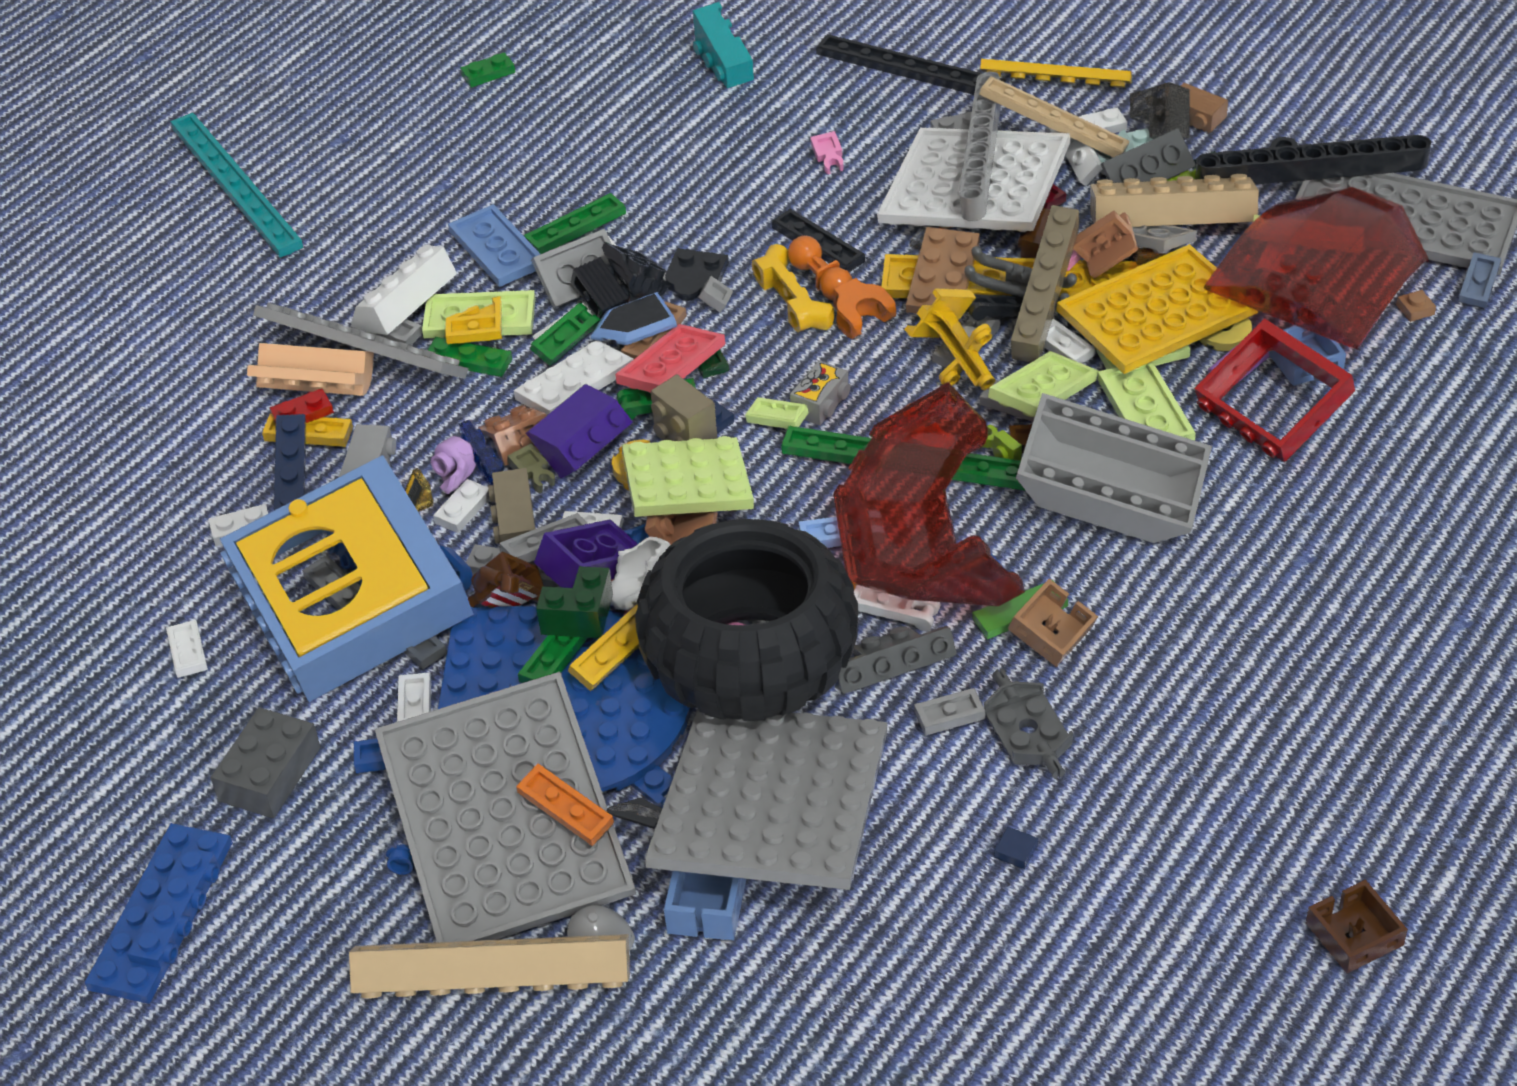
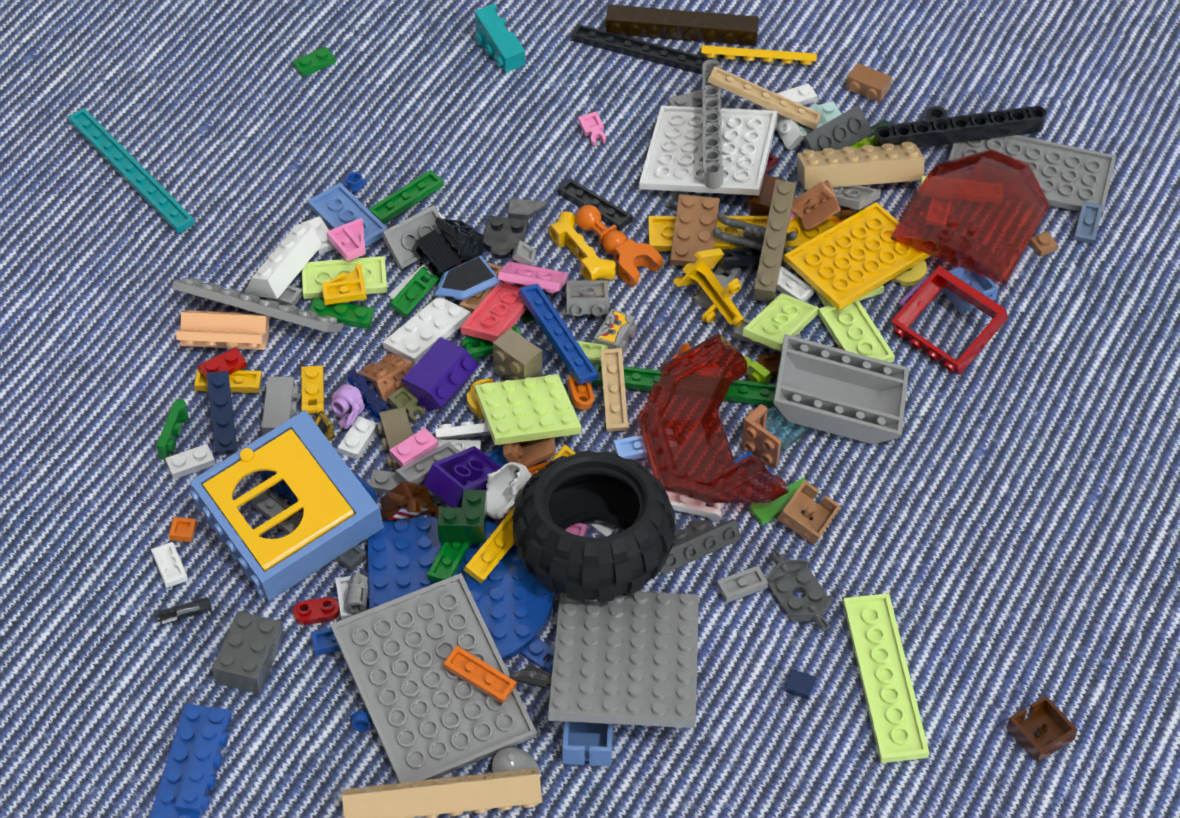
camera: 10 degrees left, 5 degrees up
(193, 707) = (183, 611): none -> black piece
(213, 606) = (183, 529): none -> orange plate
(223, 483) = (172, 428): none -> green plate
(366, 716) = (316, 611): none -> red plate
(414, 445) = (312, 389): none -> yellow plate
(421, 693) = (357, 594): none -> light grey hinge
(463, 265) = (321, 230): none -> white plate
(491, 268) = (349, 239): none -> bright pink wing
(513, 204) = (354, 181): none -> blue plate
(529, 516) = (414, 447): none -> bright pink plate
(604, 501) = (466, 430): none -> white plate
(721, 320) = (529, 275): none -> bright pink plate
(727, 242) = (525, 208): none -> flat silver tile
(743, 388) = (558, 334): none -> blue plate
(764, 460) = (581, 395): none -> orange plate
(789, 348) = (587, 297): none -> light grey plate
(807, 459) = (614, 390): none -> tan plate
(961, 37) = (682, 25): none -> dark brown brick
(994, 524) = (758, 439): none -> nougat bracket
(1029, 521) = (784, 430): none -> clear light blue tile
(1137, 847) = (885, 678): none -> yellowish green plate
(1163, 109) = (846, 87): clear smoke brick -> none

